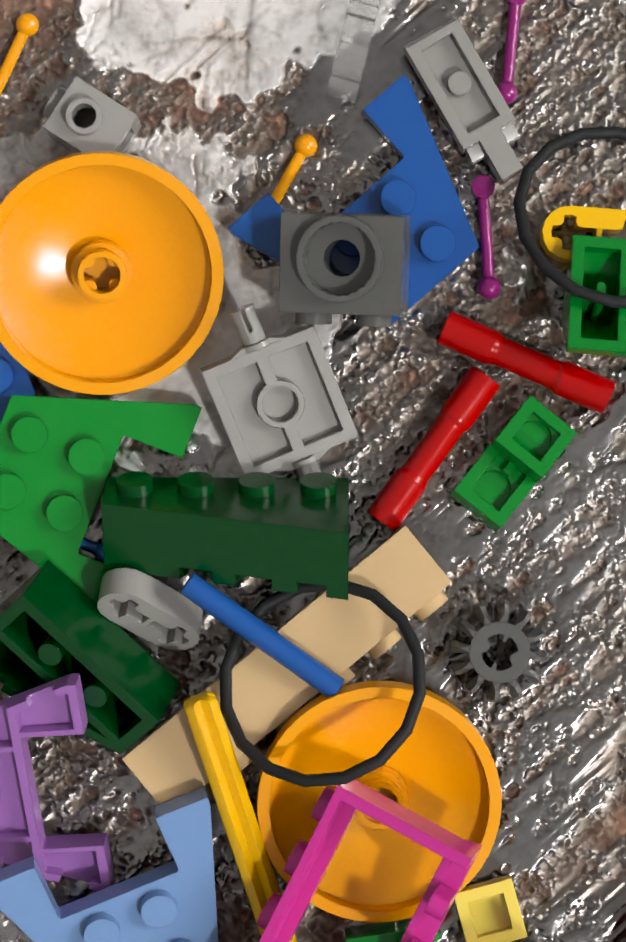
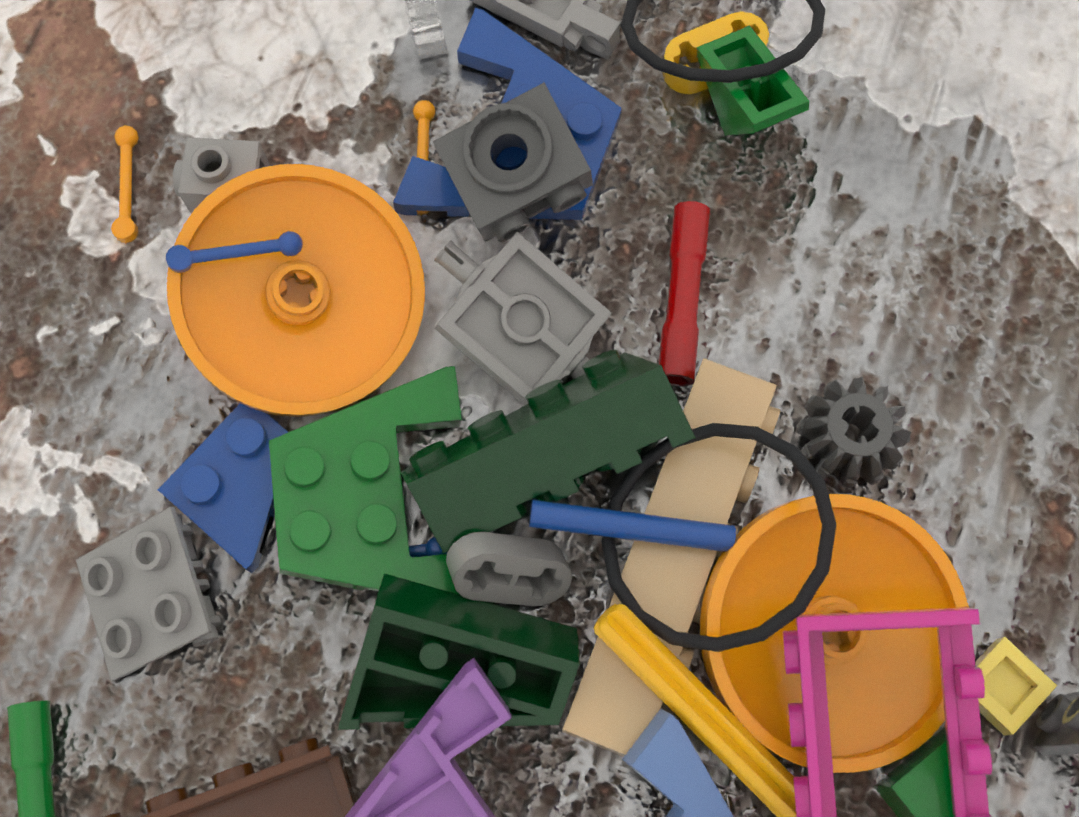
camera: 25 degrees left, 15 degrees down
(14, 205) = (181, 258): none -> blue hinge
(482, 189) = (595, 70): magenta hinge -> none
(513, 463) = (761, 269): green slope -> none
(560, 377) = (757, 177): red piece -> none

